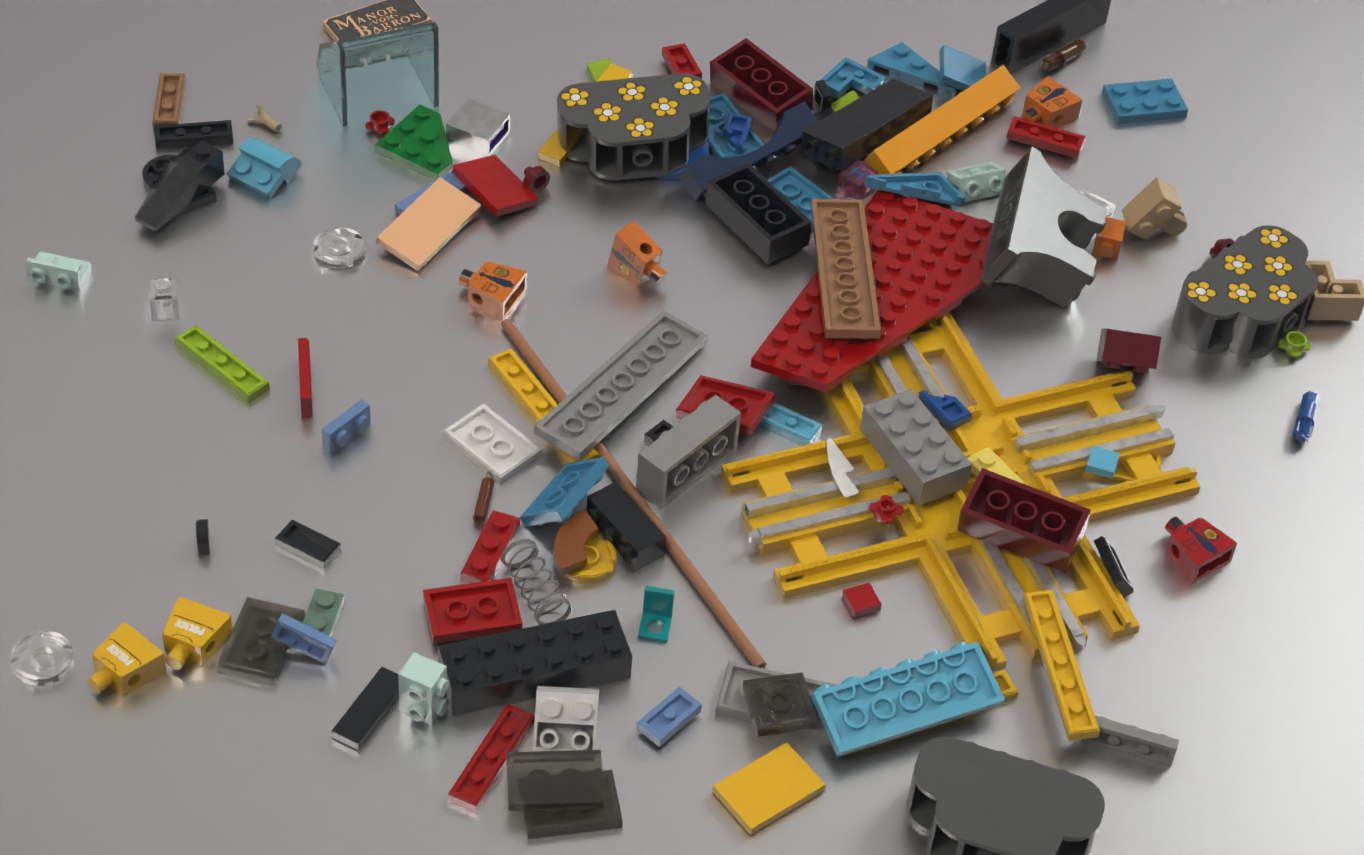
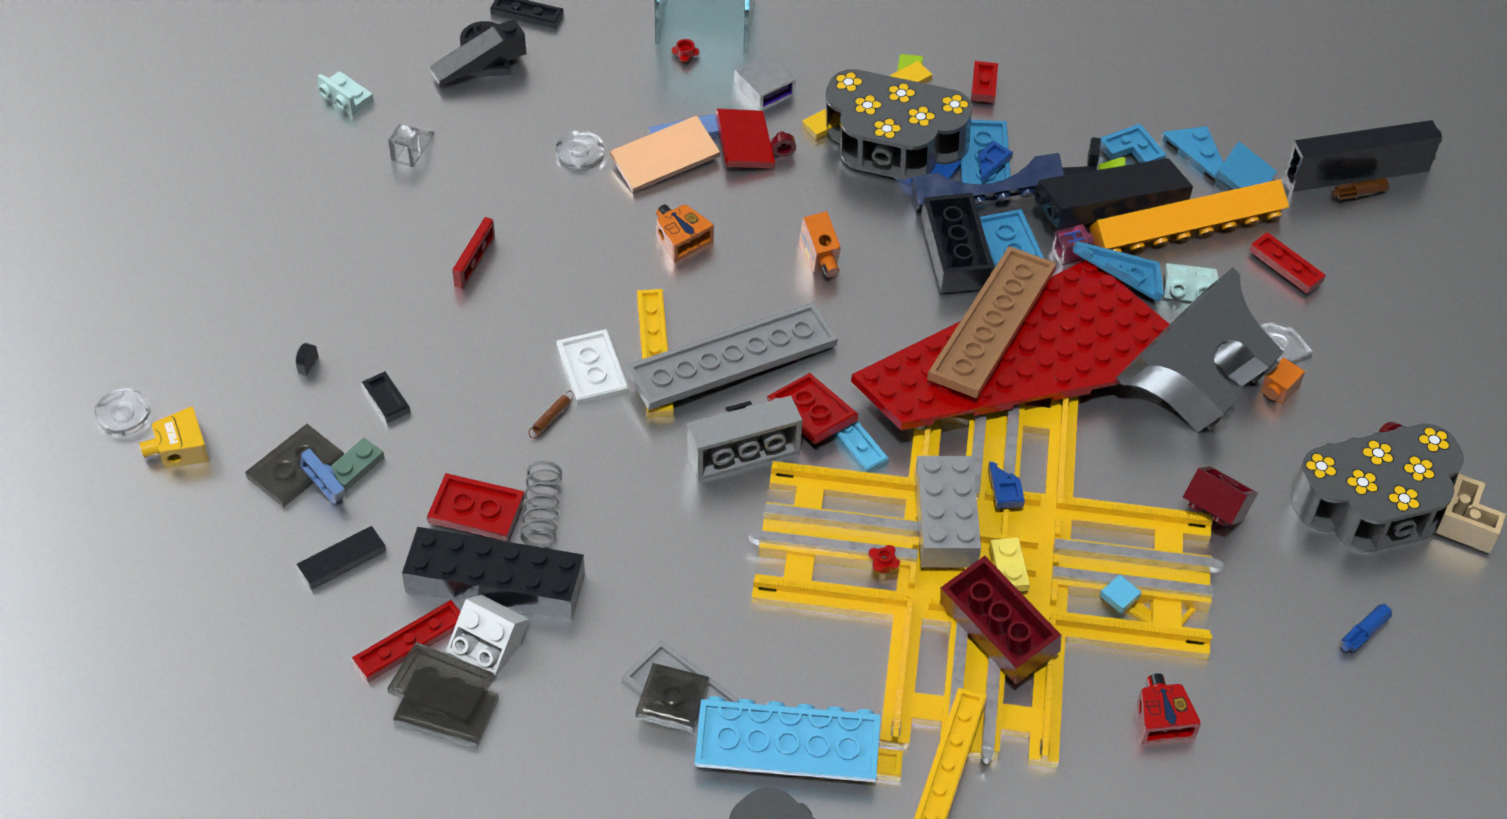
camera: 30 degrees right, 5 degrees up
(194, 633) = (243, 437): yellow torso -> none
(222, 363) = (420, 217): lime tile -> none
(263, 167) = (561, 57): medium azure brick -> none
(265, 119) = (592, 16): tan bar -> none
(346, 426) = (479, 307): medium blue plate -> none
(419, 143) = (706, 79): green plate -> none
(423, 689) = (382, 558): light aqua brick -> none
(487, 552) = (543, 447): red plate -> none
(565, 492) = (617, 433): dark azure plate -> none
(572, 540) = (595, 479): dark orange tile -> none
(600, 562) = (604, 499): yellow tile -> none
(626, 526) = (650, 484): black brick -> none
(627, 486) = (681, 477): nougat piece -> none
(657, 608) = (630, 568): teal bracket -> none
(669, 716) = (576, 668): medium blue plate -> none
(758, 83) = (1040, 121): dark red brick -> none
(768, 788) = (620, 768): yellow tile -> none
(839, 467) = (872, 502): white sticker -> none
(861, 600) = (816, 633): red tile -> none
(1051, 104) = (1311, 233): orange torso -> none
(1114, 566) = (1070, 696): black tile -> none
(1144, 101) = (1415, 260): dark azure plate -> none
(1155, 209) = (1343, 370): tan brick -> none
(1295, 343) = (1404, 546): lime plate -> none

